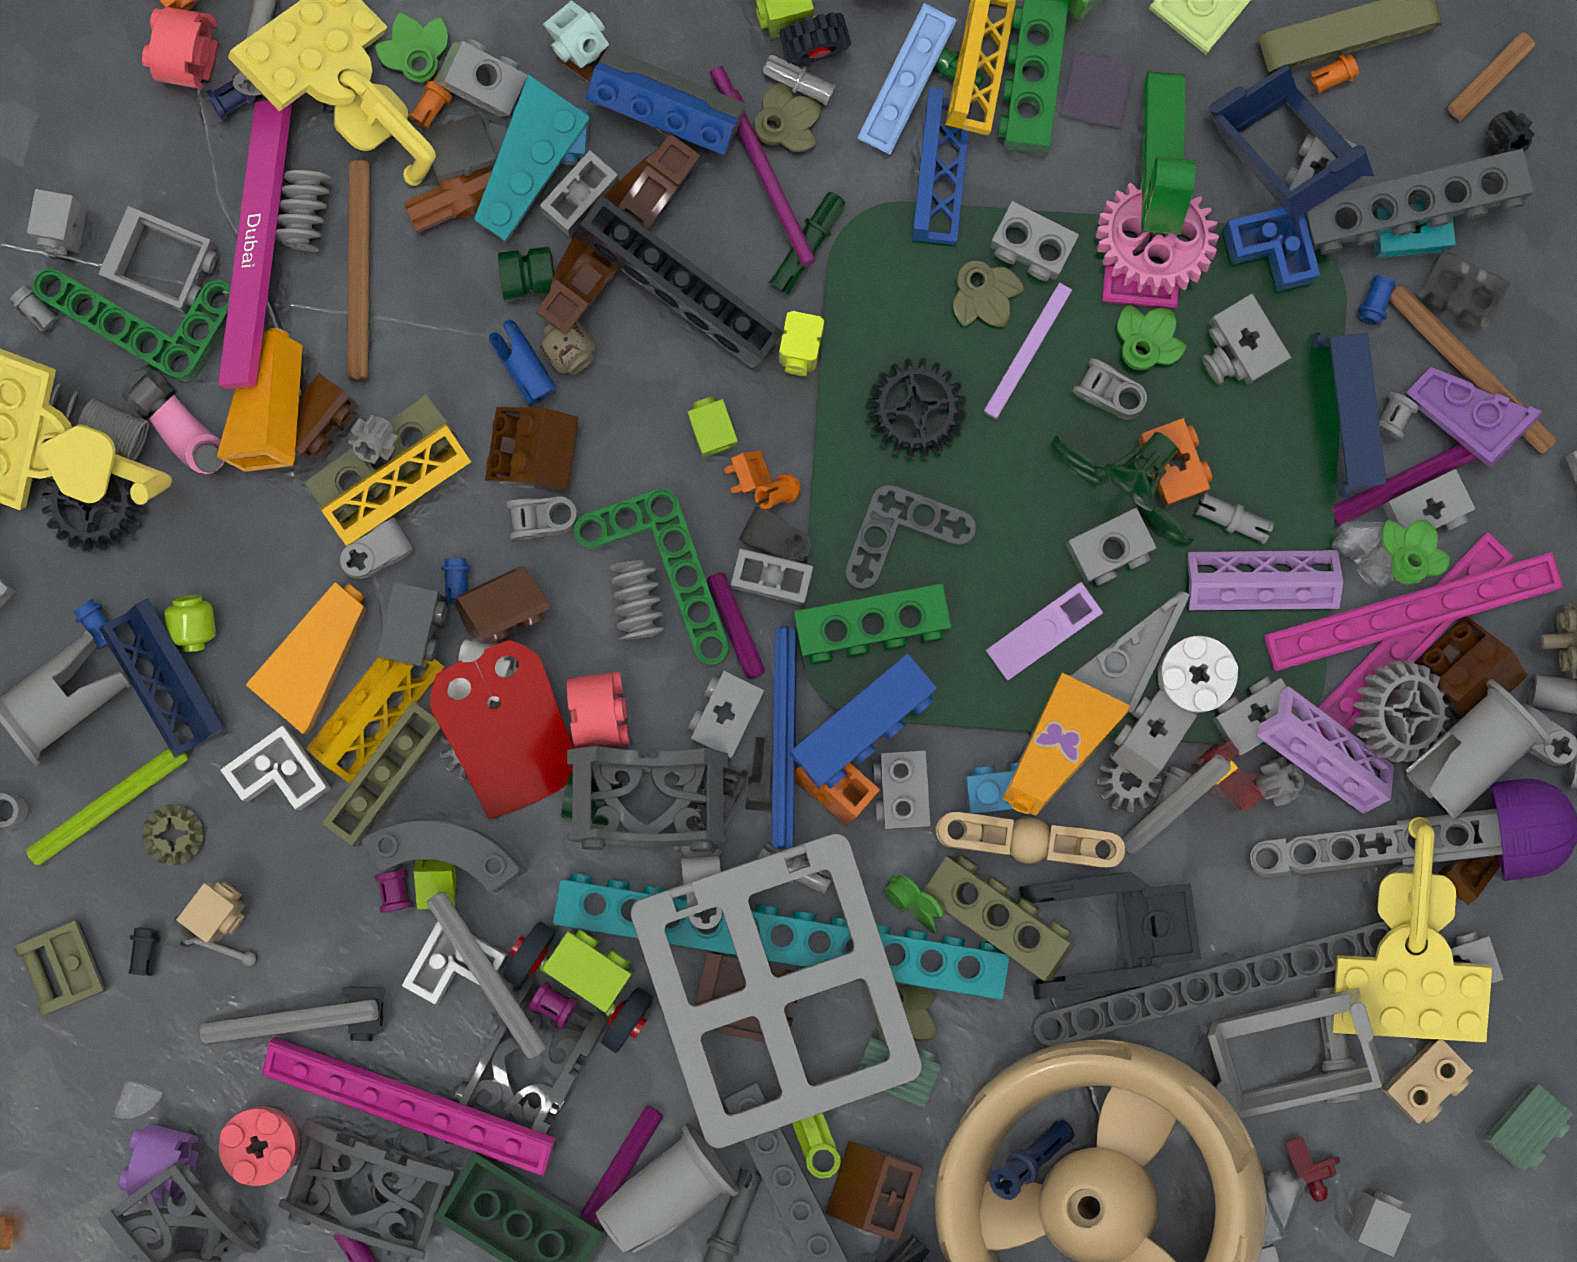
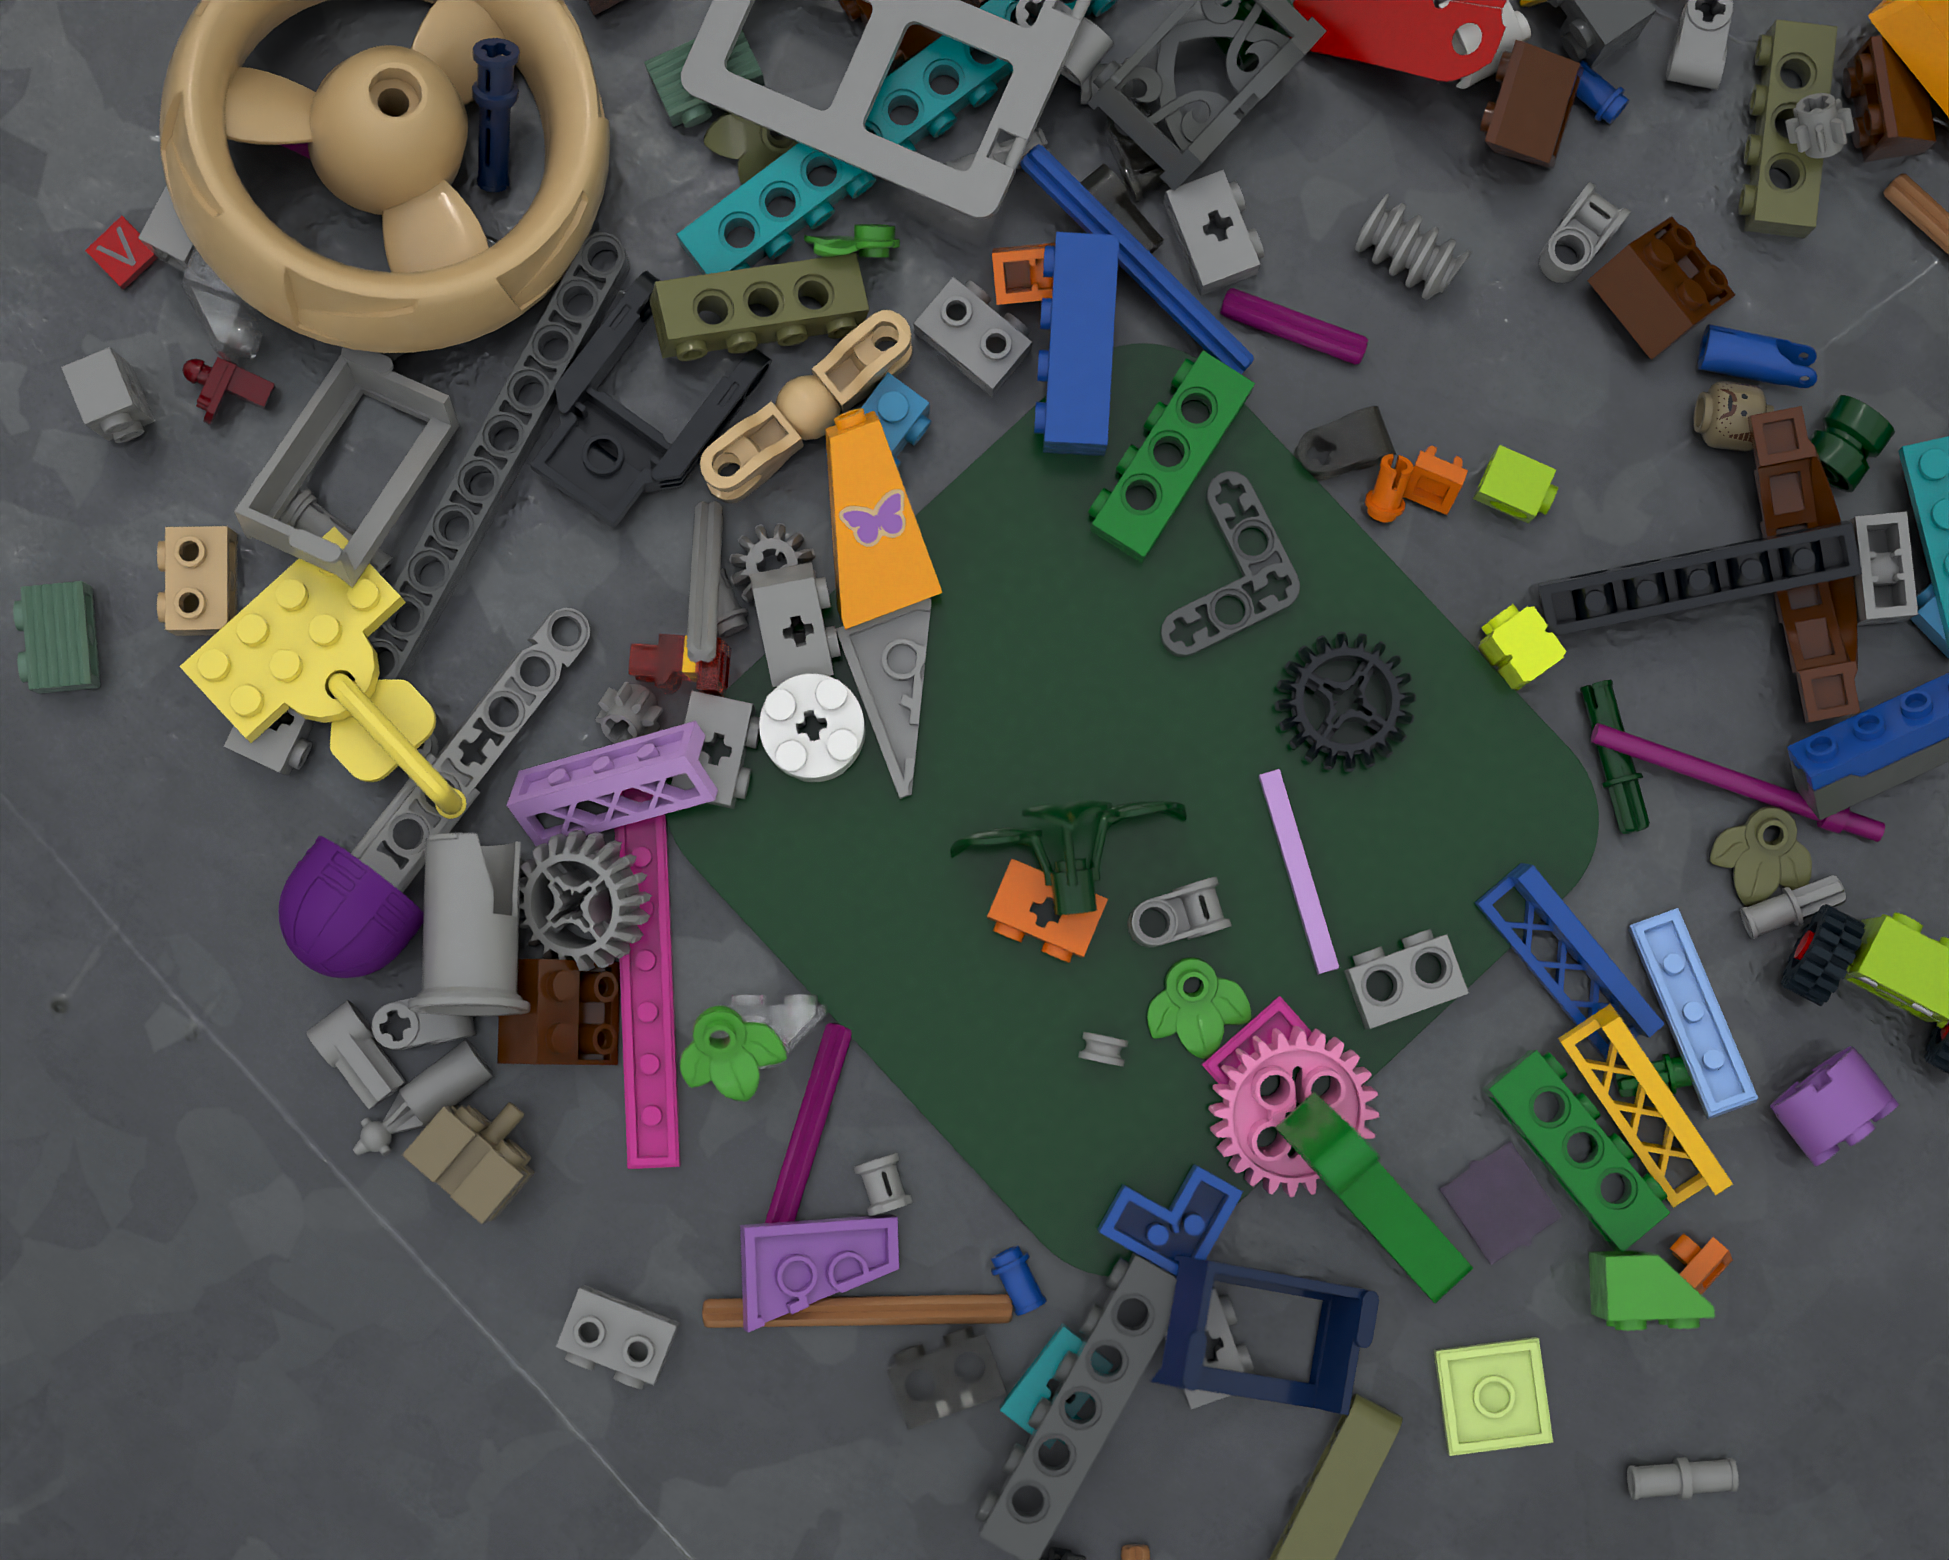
camera: 135 degrees right, 0 degrees up
(401, 491) = (1738, 113): yellow fence -> none
(598, 710) = (1336, 102): coral brick -> none
(673, 561) = (1415, 317): green beam -> none
(771, 577) = (1309, 399): light grey brick -> none
(989, 298) = (1389, 883): olive plate -> none
(1044, 631) = (999, 618): lavender slope -> none
(1128, 531) = (1025, 732): light grey brick -> none
(1234, 518) = (934, 918): light grey pin -> none
(1248, 320) = (1124, 1124): light grey brick -> none
(1264, 586) = (837, 883): lavender fence -> none
(1334, 73) = (1291, 1461): orange pin -> none
(1356, 410) = (929, 1133): dark blue piece -> none
(1413, 611) = (670, 1011): dark pink tile -> none
(1445, 492) = (762, 1159): light grey brick -> none
(1471, 874) = (355, 809): reddish brown slope -> none

